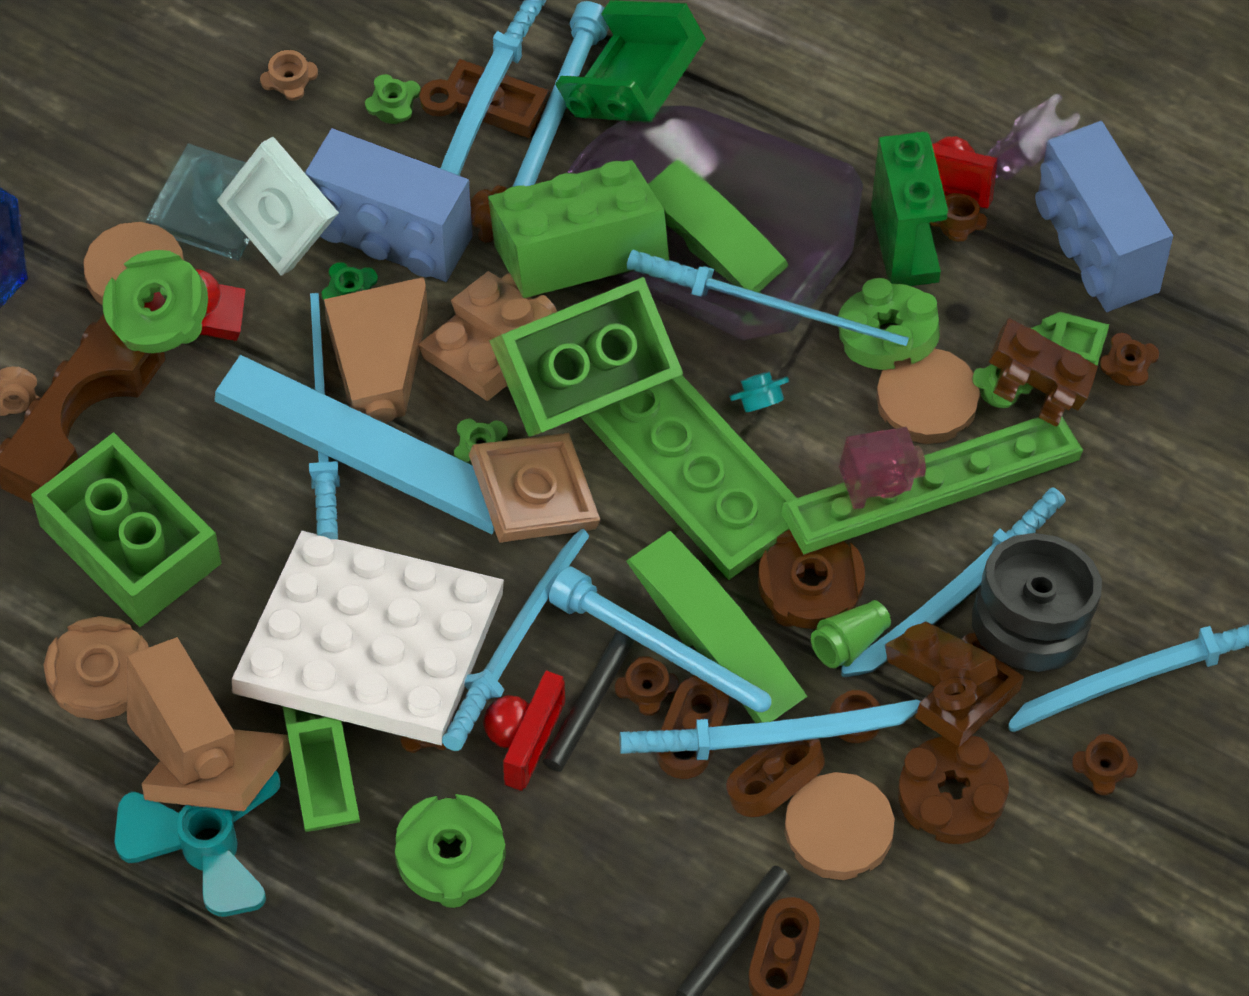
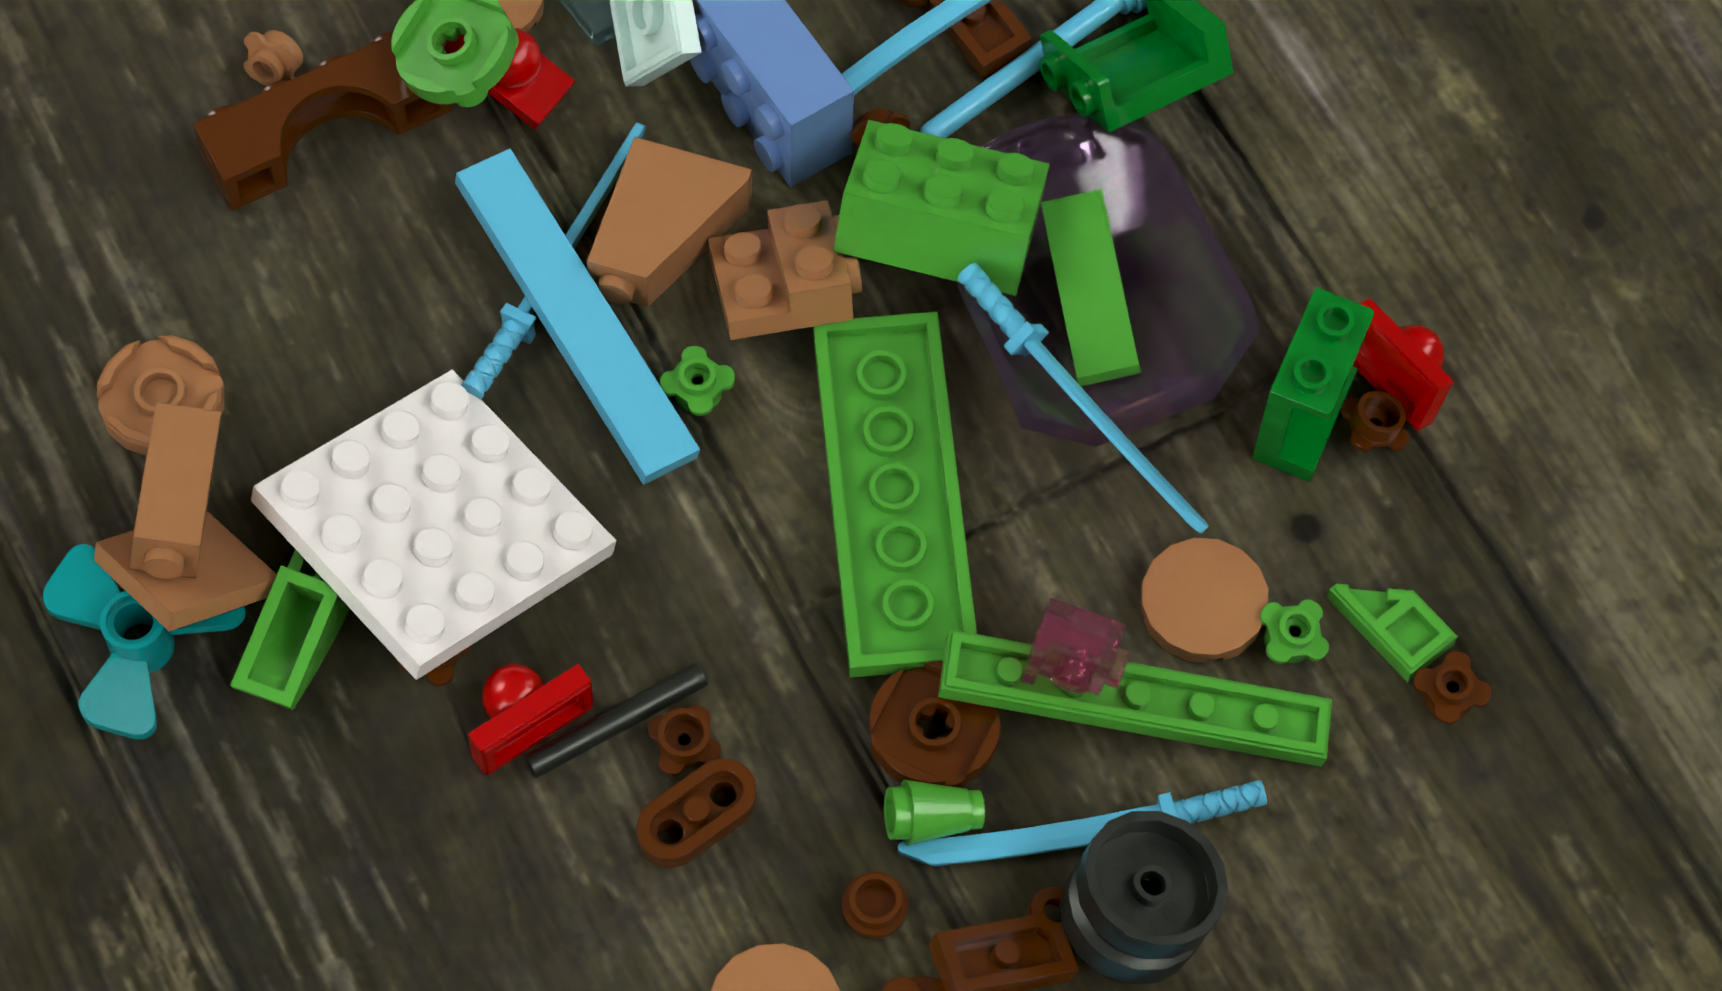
camera: 30 degrees right, 5 degrees up
(126, 529) = (274, 268): bright green brick -> none
(343, 275) = (684, 121): green plate -> none
(451, 879) = (370, 829): bright green plate -> none
(485, 684) = (509, 640): medium azure sword -> none
(534, 487) = (715, 460): medium nougat tile -> none
(575, 593) = (678, 598): medium azure piece -> none
(586, 357) = (843, 352): bright green brick -> none
(706, 738) = (692, 836): medium azure sword -> none
(713, 622) = (792, 724): bright green slope -> none
(760, 391) = (1023, 493): teal plate -> none
(771, 776) = (744, 914): reddish brown plate -> none
(890, 303) = (1219, 470): bright green plate -> none
(942, 662) = (997, 904): reddish brown hinge -> none
(1029, 137) = (1497, 382): plate -> none
(1044, 365) = (1346, 640): reddish brown plate -> none
(1103, 216) = (1525, 512): medium blue brick -> none

